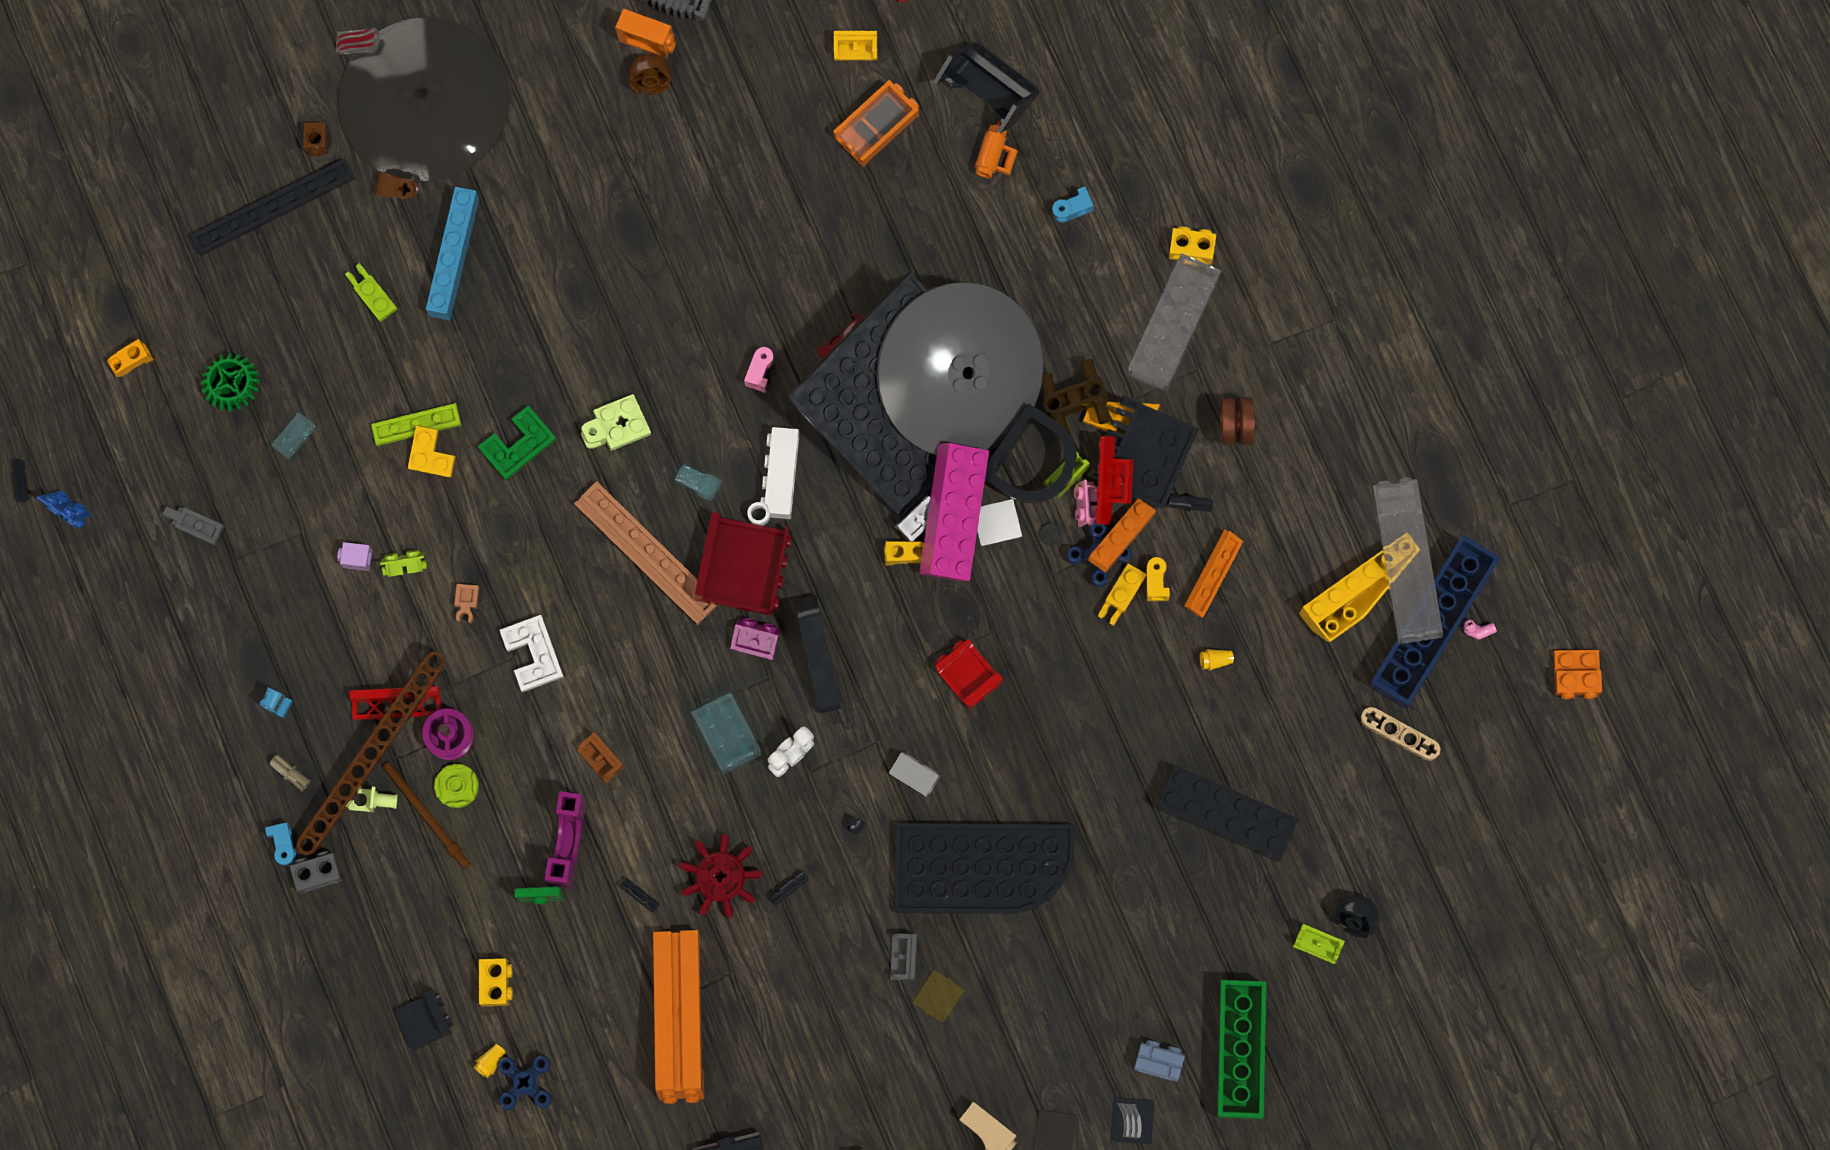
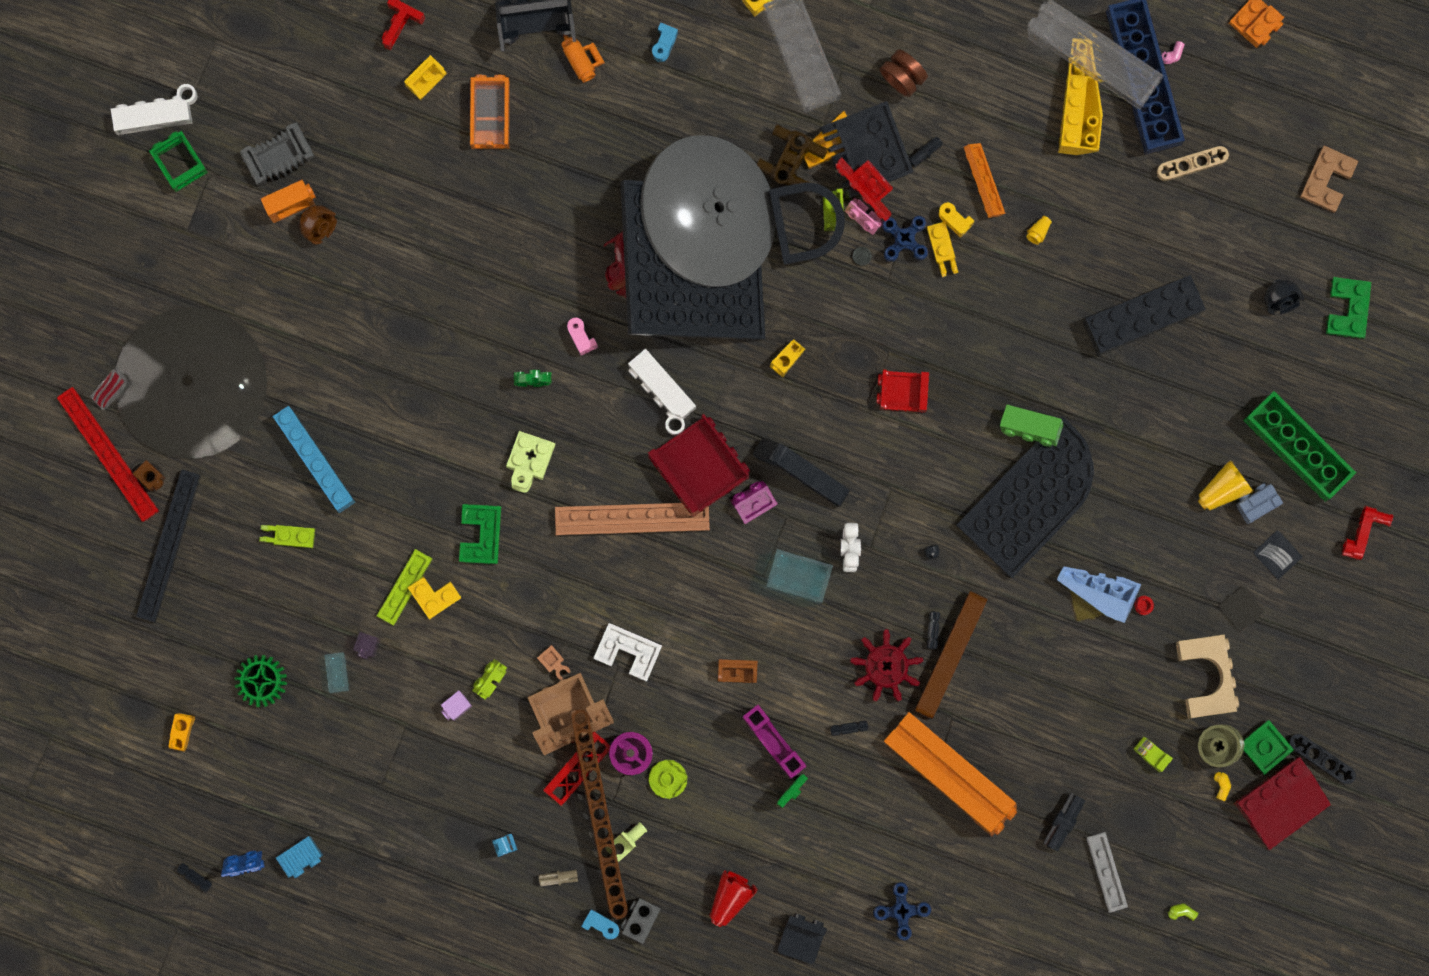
camera: 55 degrees left, 5 degrees up
(113, 548) = (299, 857): none -> dark azure brick
(195, 524) = (334, 790): dark grey hinge -> none
(303, 90) = (108, 454): none -> red tile
(337, 438) = (366, 645): none -> clear purple brick
(392, 186) = (230, 457): reddish brown piece -> none
(404, 928) = (730, 898): none -> red cone
(430, 633) = (553, 711): none -> medium nougat windscreen
(453, 848) = (708, 818): reddish brown bar -> none
(488, 983) = (816, 875): yellow brick -> none
(488, 1062) = (867, 921): yellow cone -> none
(685, 362) = (533, 378): none -> green plate
(703, 484) = (622, 441): clear light blue piece -> none
(781, 921) = (951, 654): none -> reddish brown beam
(903, 957) = (1045, 599): dark grey hinge -> none
(914, 774) = (935, 483): light grey hinge -> none
(915, 521) = (776, 328): hinge -> none
(954, 512) = (794, 301): dark pink brick -> none
(956, 1004) = (1106, 594): none -> light blue wedge
(978, 1045) = (1143, 605): none -> red plate
(998, 523) = (821, 282): white sticker -> none
(1039, 806) = (1031, 426): none -> bright green brick
(1122, 535) = (907, 212): orange plate -> none
(1145, 1019) = (1224, 488): none -> yellow cone
(1318, 944) = (1276, 337): lime hinge -> none
(1424, 980) = (1355, 322): none -> green plate
(1513, 847) = (1327, 163): none -> medium nougat plate

